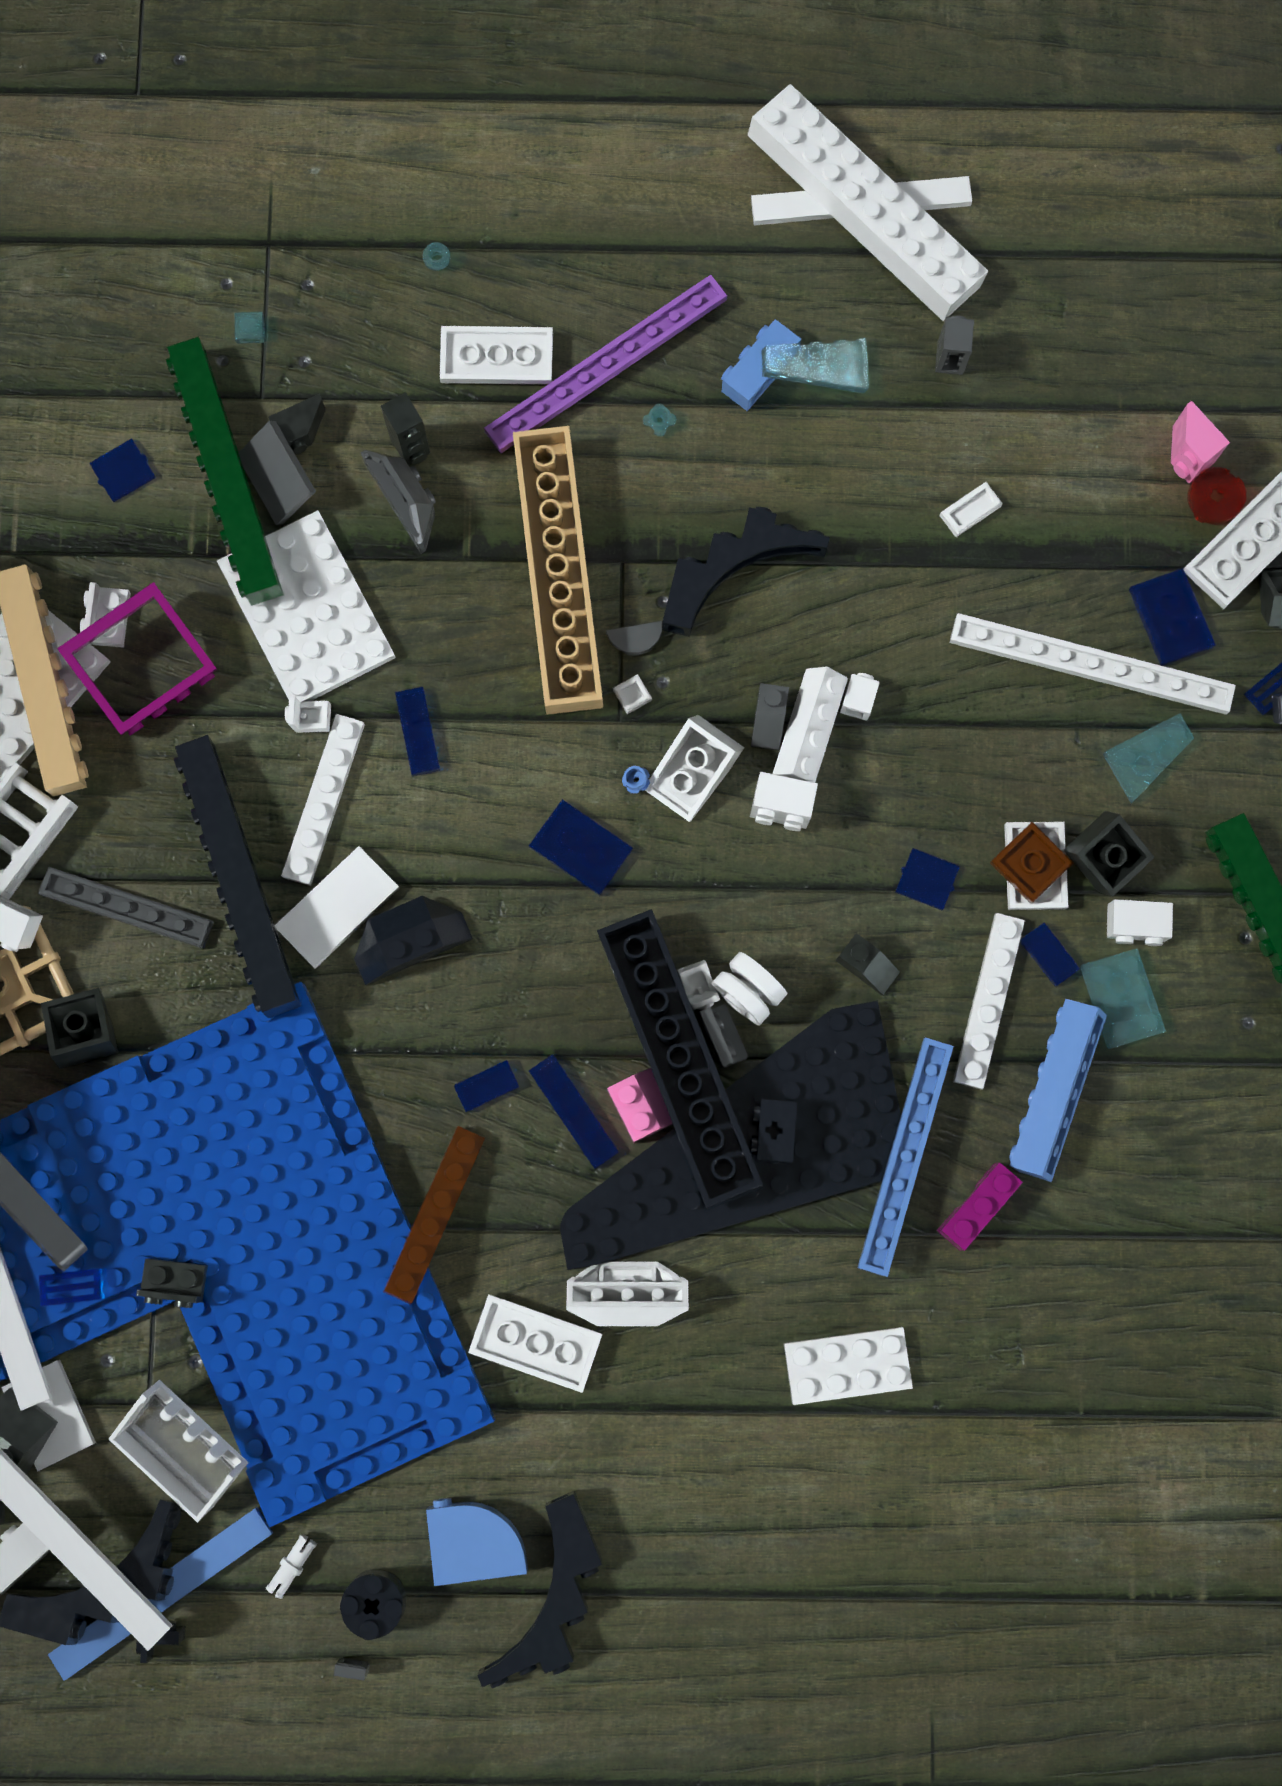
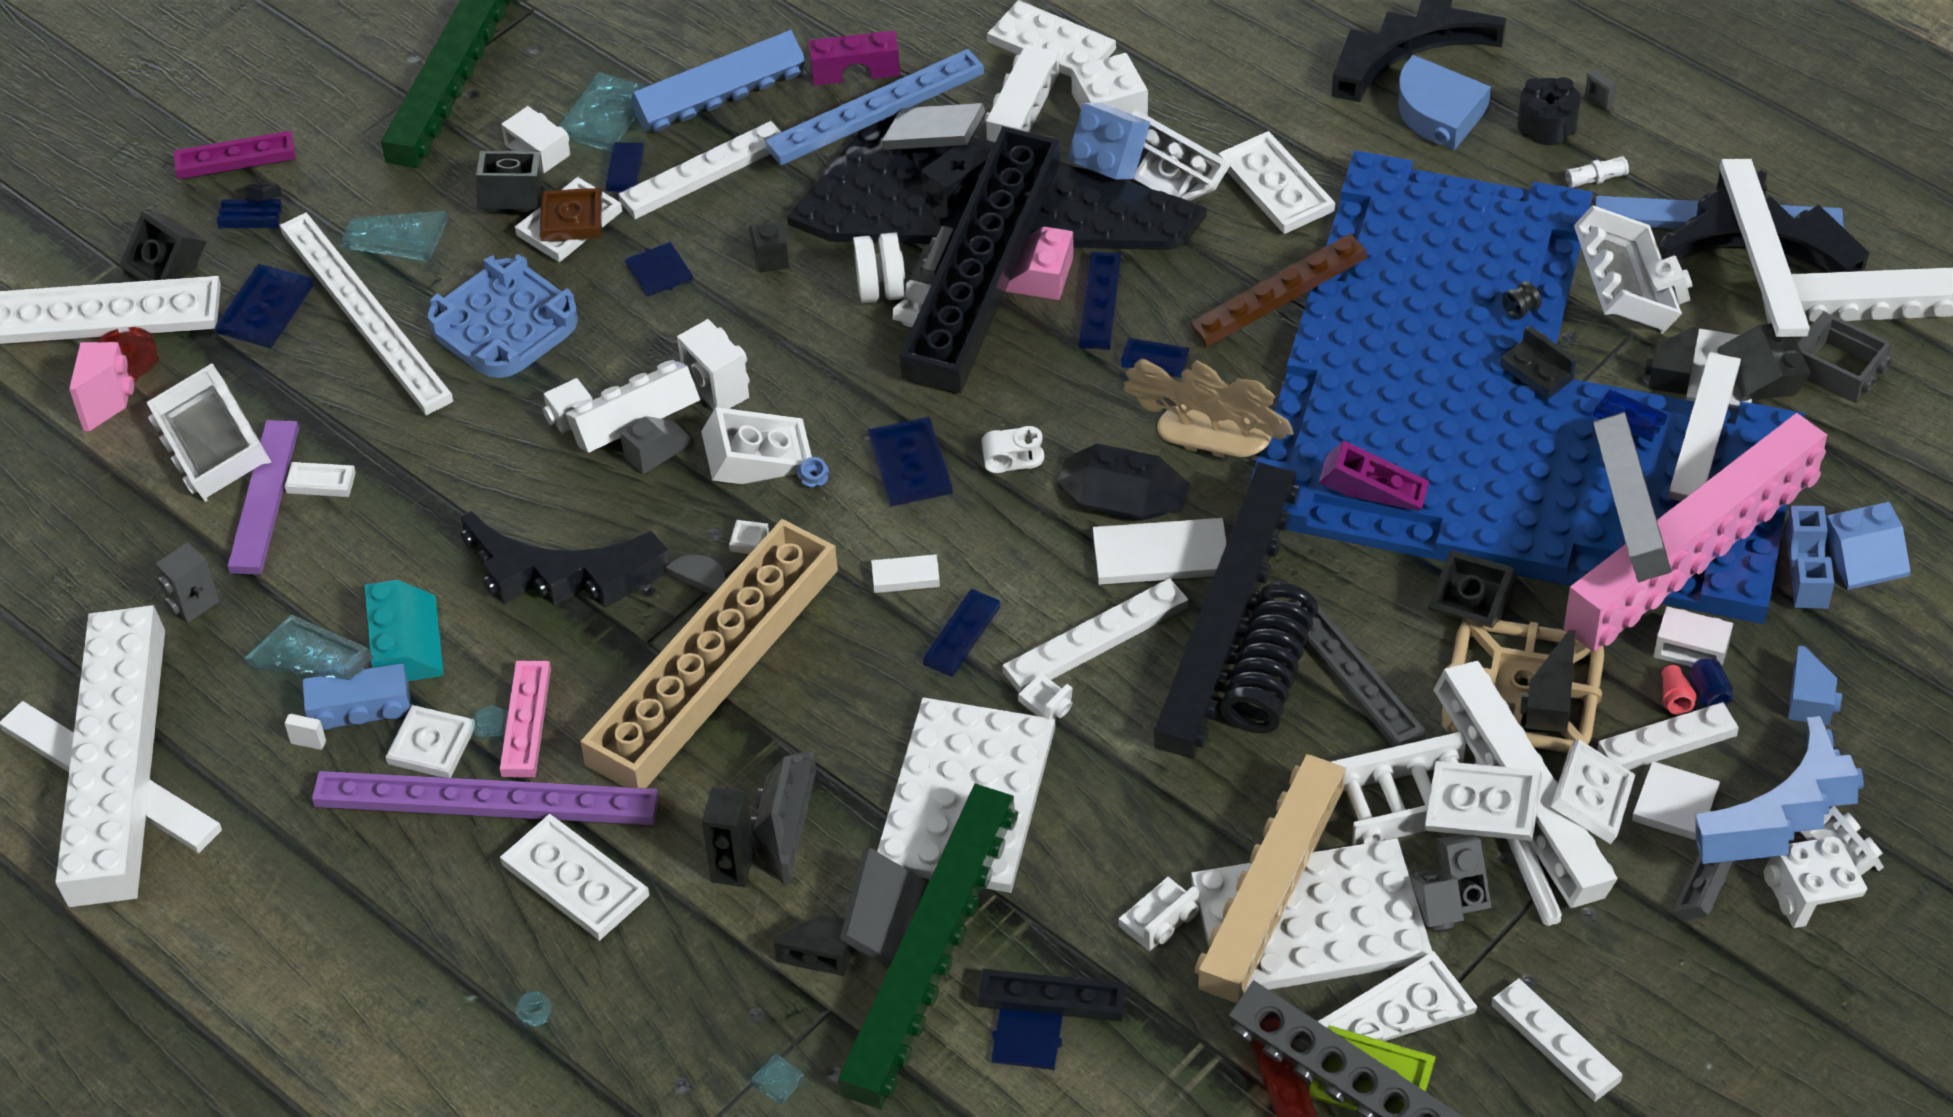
camera: 135 degrees left, 30 degrees down
(87, 1388) = (1673, 363): none -> pearl dark grey slope
(110, 620) = (1160, 868): magenta window -> none
(126, 504) = (1052, 994): none -> black plate
(144, 1473) = (1668, 274): none -> white bracket
(168, 813) = (1286, 620): none -> black piece
(211, 1061) = (1372, 478): none -> magenta slope
(229, 1338) = (1521, 300): none -> pearl dark grey wheel
(381, 1039) = (1208, 411): none -> tan plant
(497, 748) = (905, 573): none -> white tile
(516, 904) = (1009, 450): none -> white piece
(638, 437) = (525, 719): none -> bright pink plate
(686, 379) = (430, 741): none -> white tile
(687, 1262) = (1108, 141): none -> medium blue brick
(744, 1335) = (1110, 82): none -> white brick
(766, 315) = (305, 731): none -> white tile
(782, 433) = (404, 628): none -> teal slope
(810, 1274) = (1023, 91): none -> white brick
(833, 1162) = (933, 126): none -> tile
(991, 741) = (502, 317): none -> medium blue tile
(993, 466) = (263, 499): none -> medium lavender tile
(1079, 472) = (206, 432): none -> window

